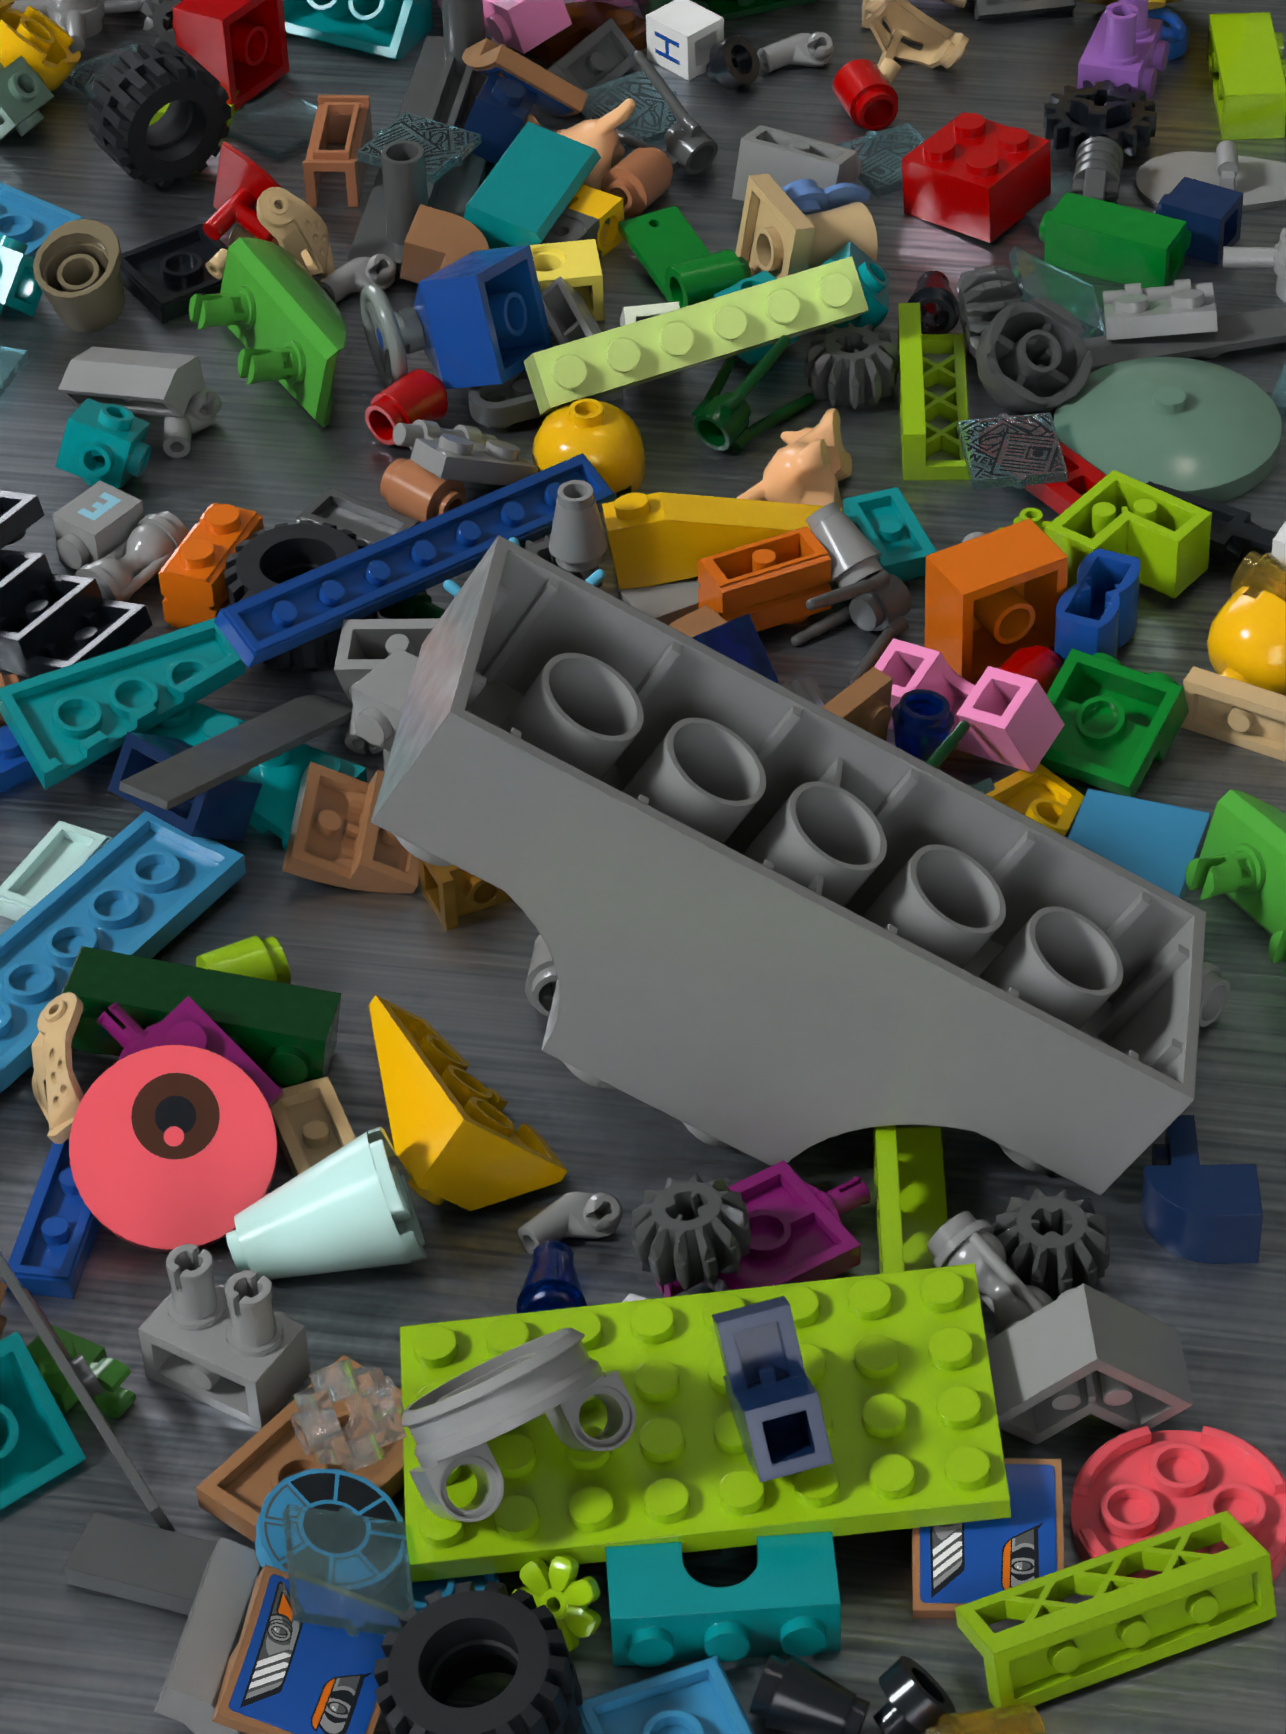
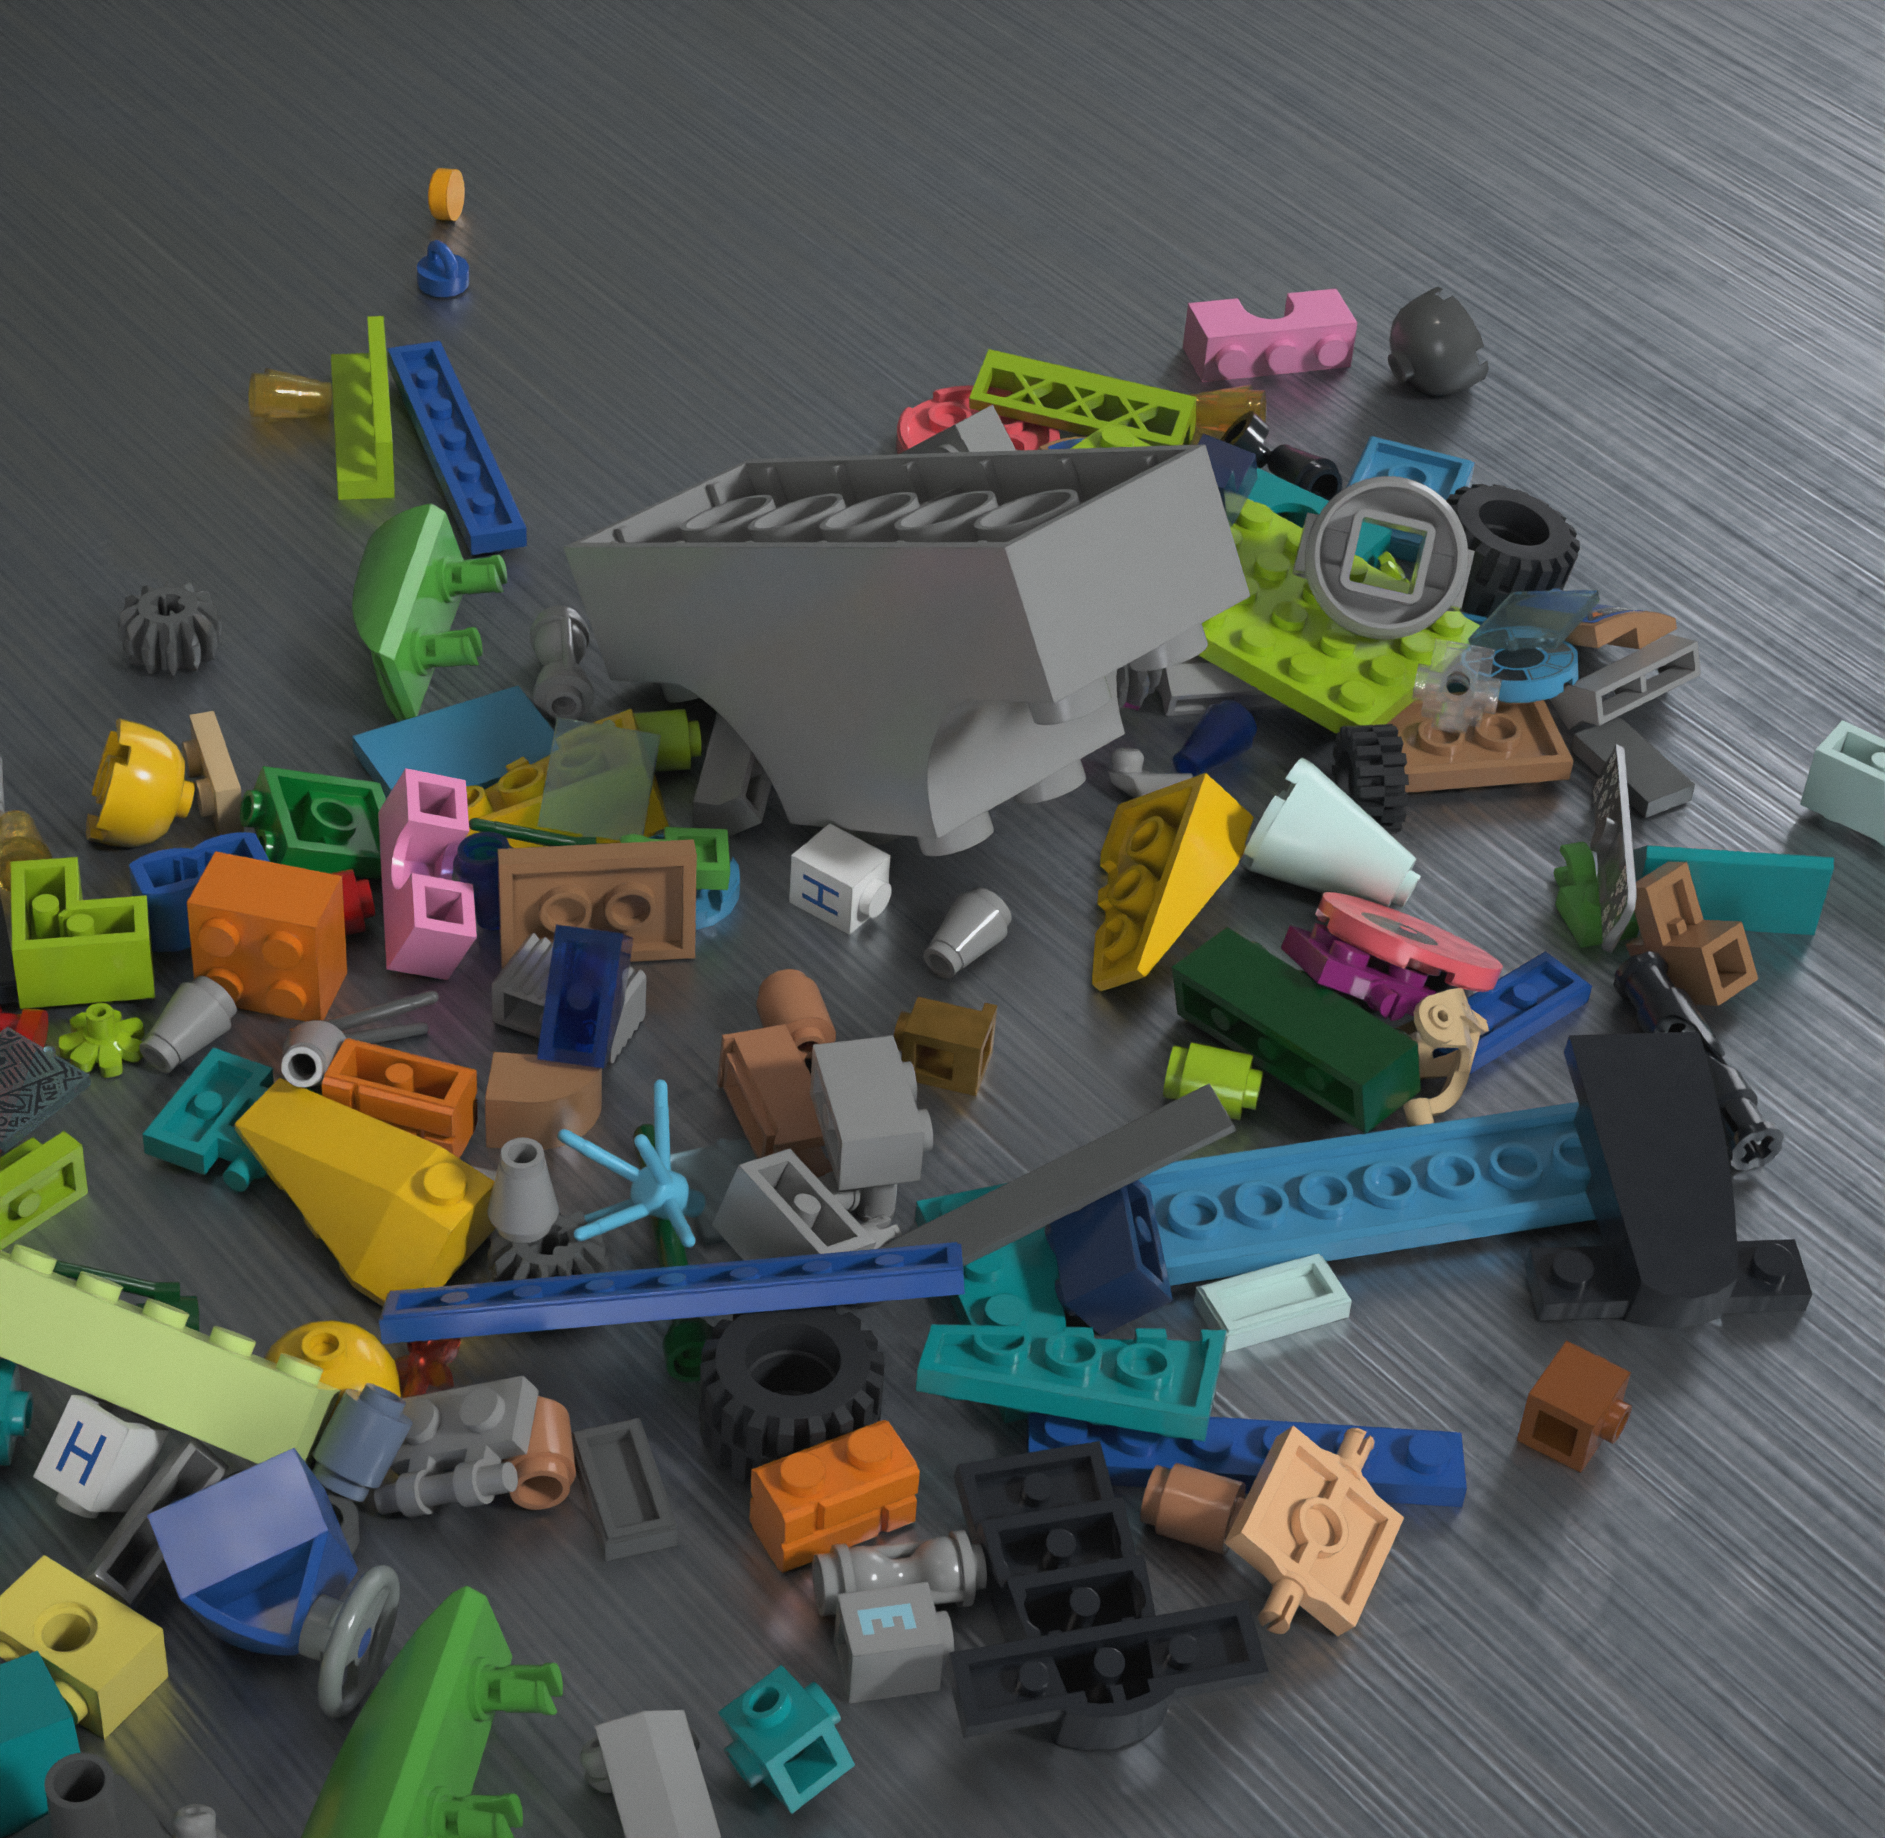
camera: 145 degrees left, 0 degrees up
(224, 1340) = (1476, 823): light grey brick -> none
(310, 1123) = (1274, 909): tan plate -> none
(338, 843) = (992, 1141): medium nougat slope -> none
(354, 1297) = (1373, 772): none -> black tyre
(405, 401) = (425, 1573): red brick -> none
(436, 242) = (154, 1721): medium nougat brick -> none
(510, 430) = (361, 1441): none -> sand blue brick
(807, 467) = (197, 1204): light nougat animal -> none

